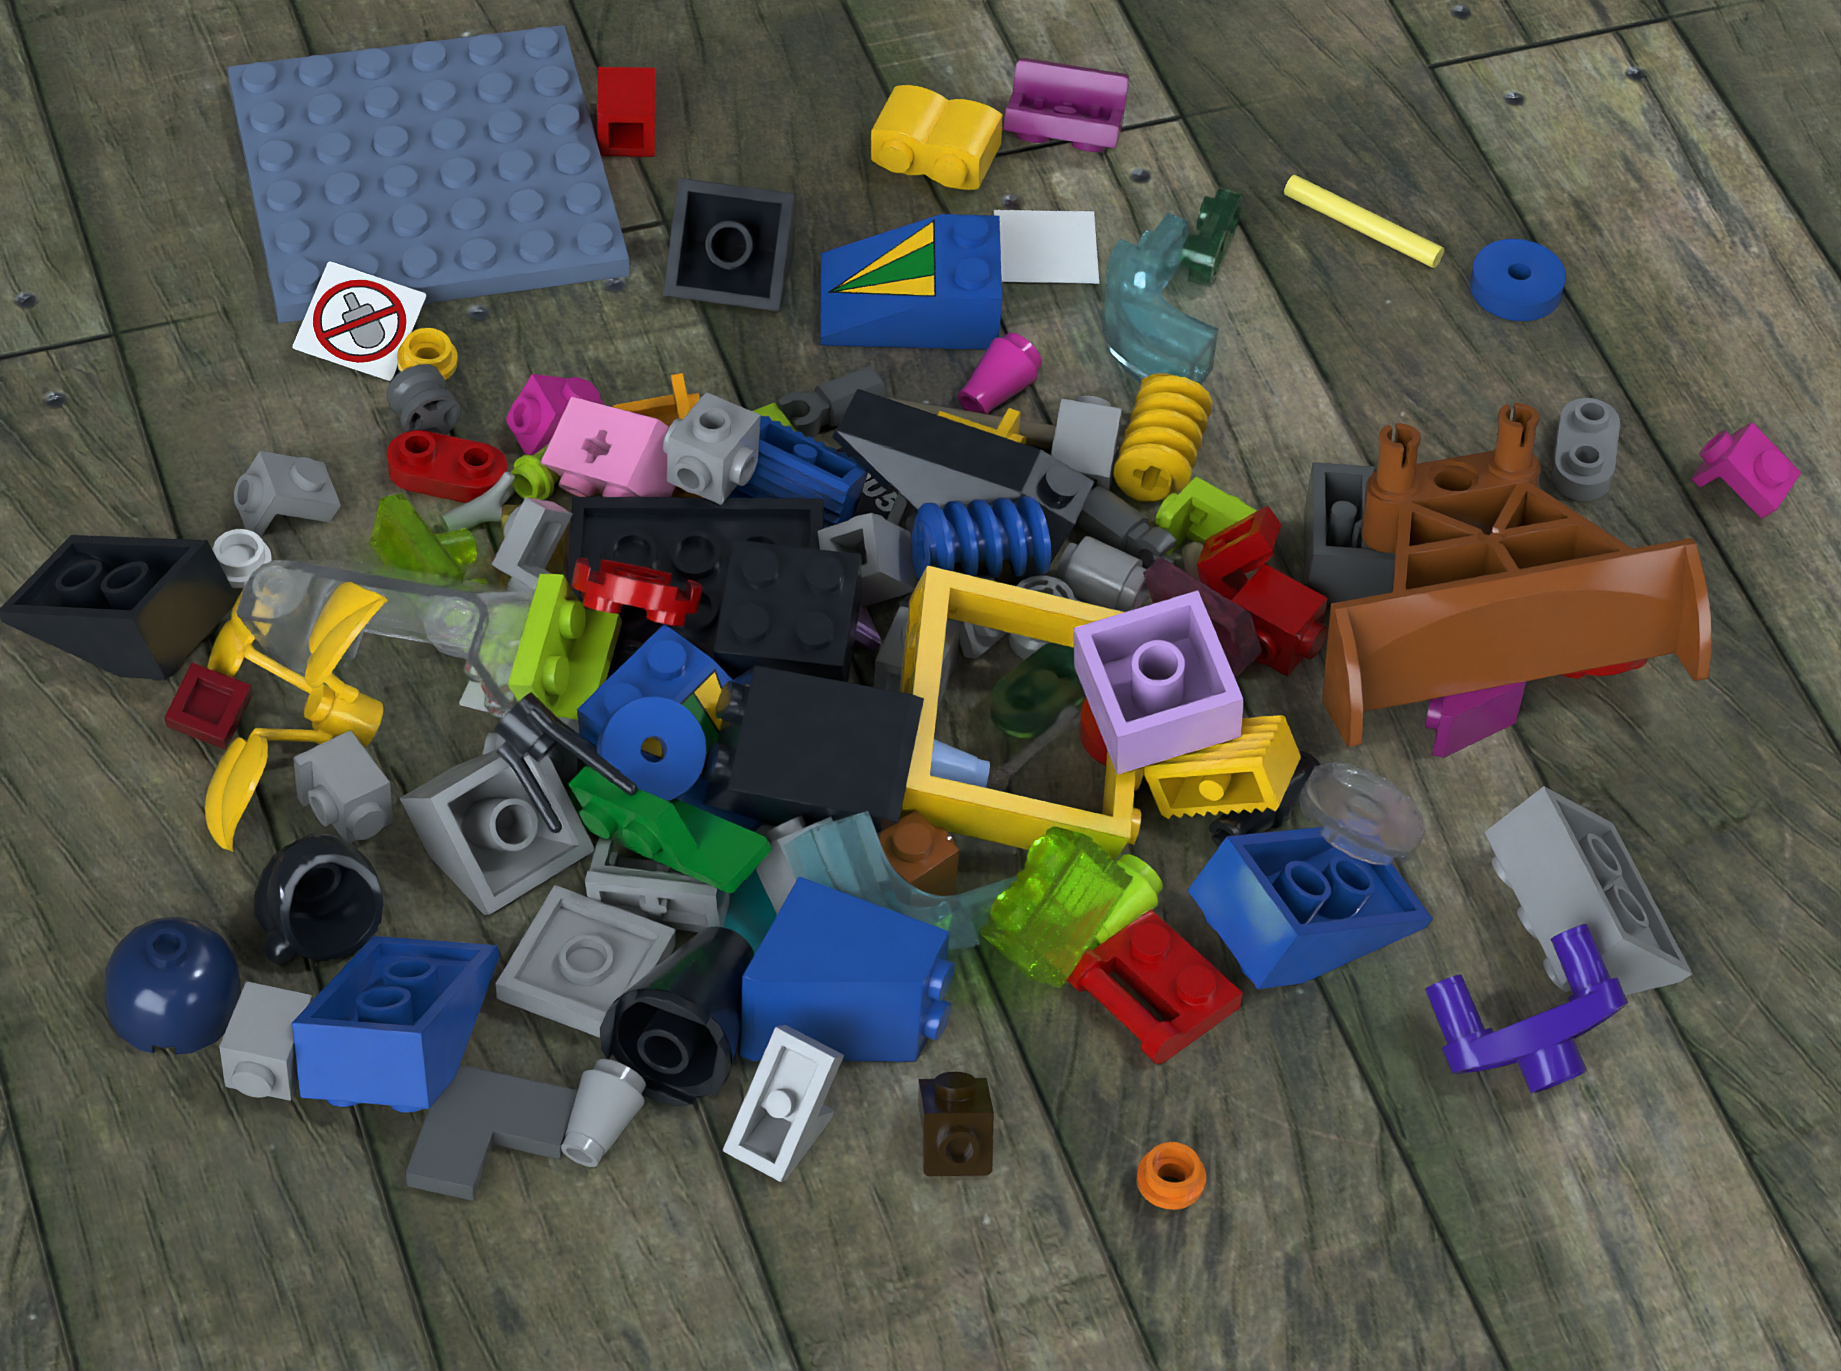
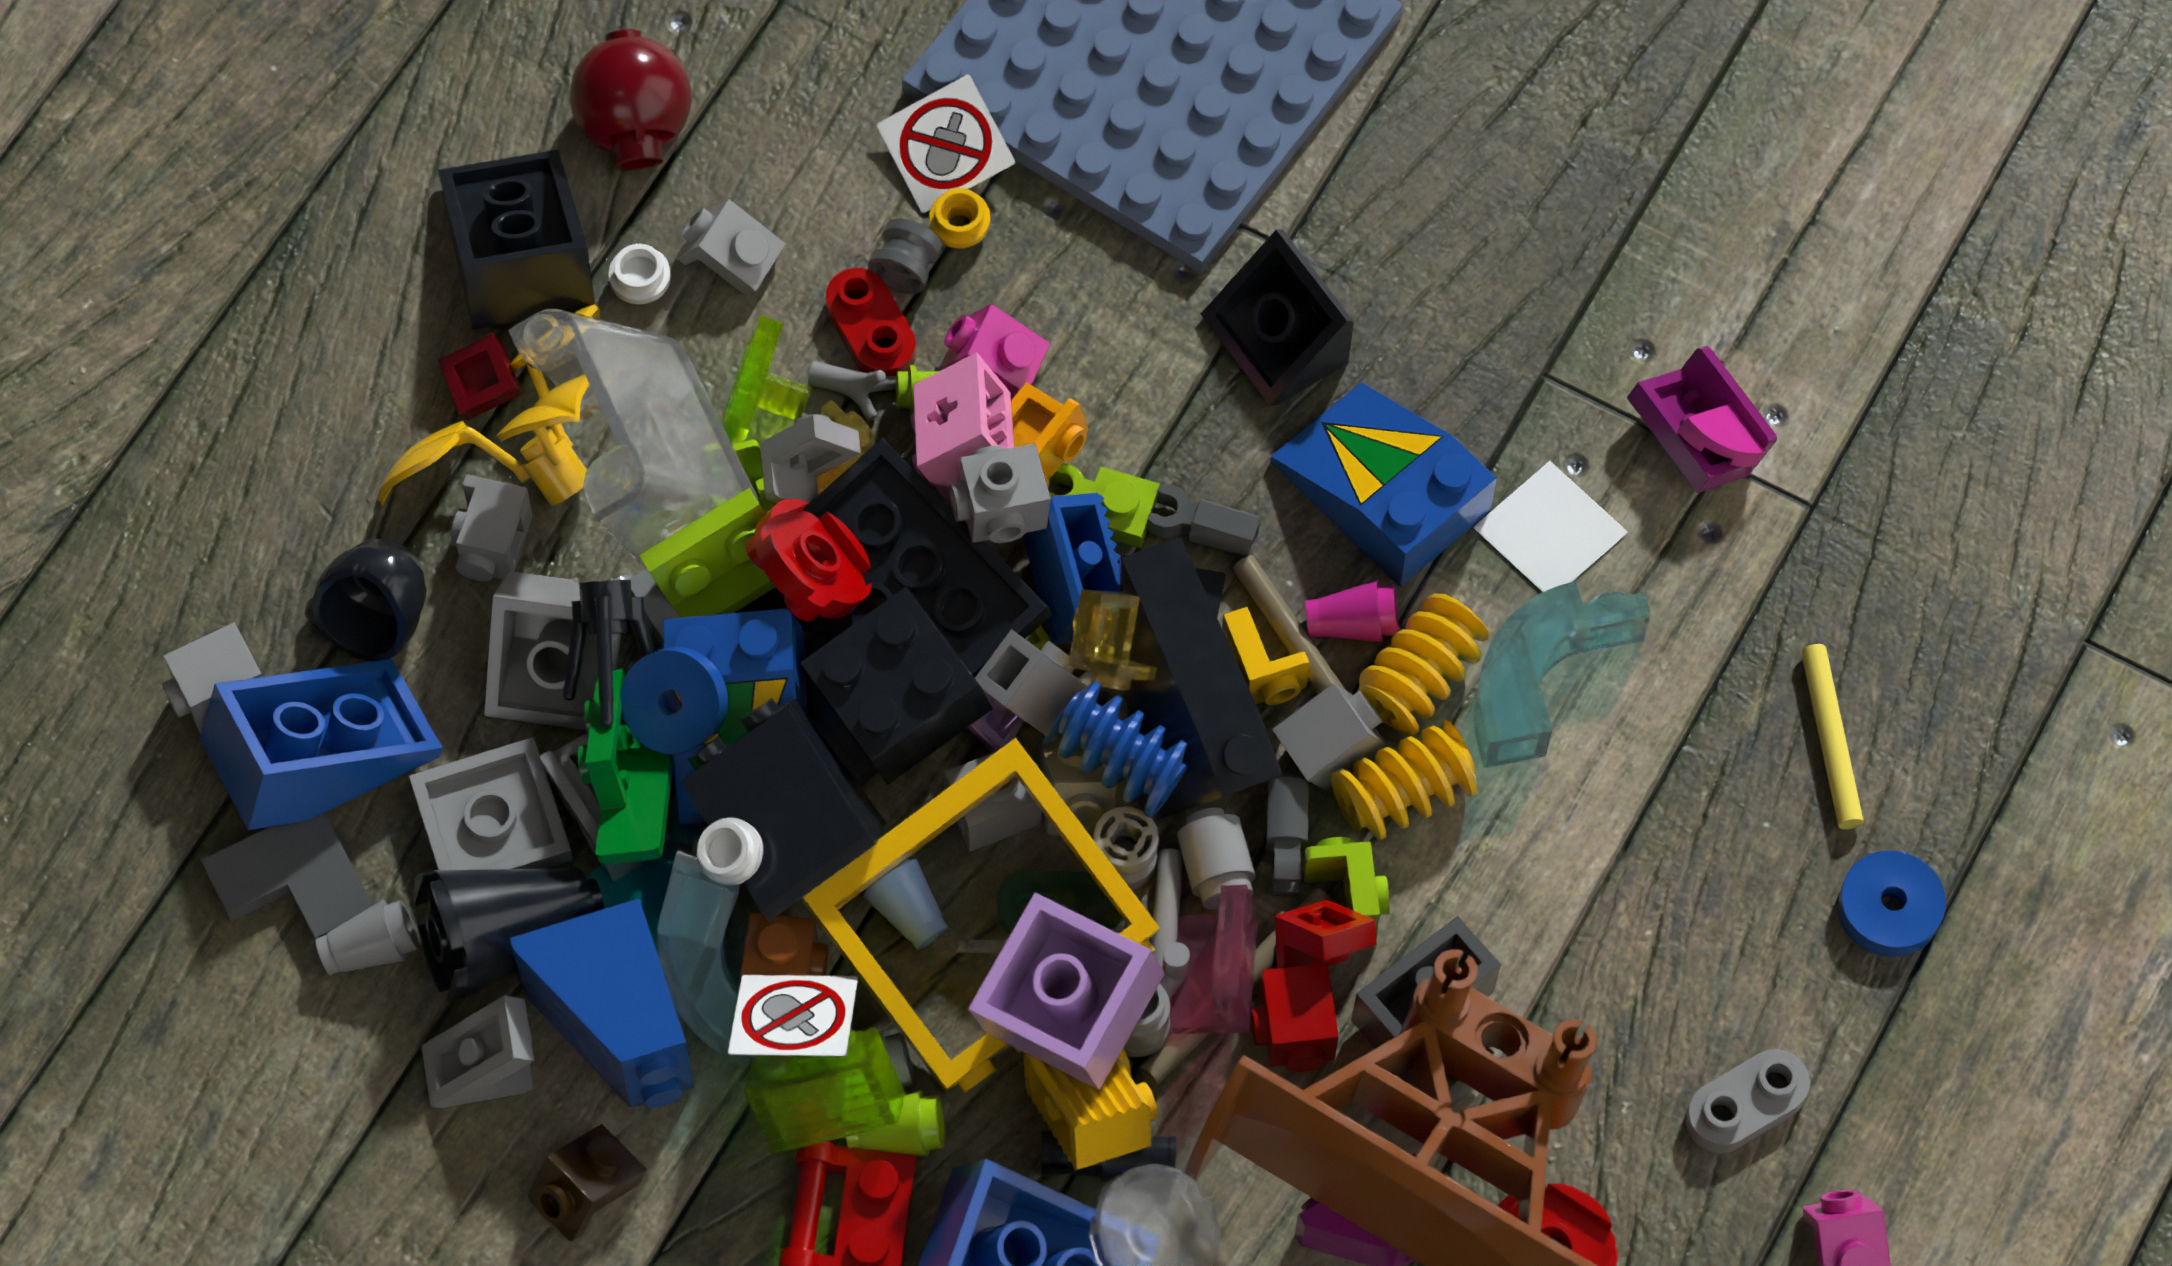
camera: 50 degrees right, 15 degrees up
(96, 451) = (630, 98): none -> dark red brick
(171, 985) = (220, 573): dark blue cylinder -> none
(626, 111) = (1353, 125): red brick -> none
(825, 792) = (729, 851): none -> white plate
(878, 481) = (1104, 639): none -> clear yellow bracket
(936, 137) = (1565, 359): yellow brick -> none
(990, 863) = (793, 1015): none -> sticker
(1082, 353) = (1419, 660): none -> yellow piece
(1088, 97) = (1724, 434): none -> dark pink tile
(1217, 224) = (1692, 637): clear green plate -> none

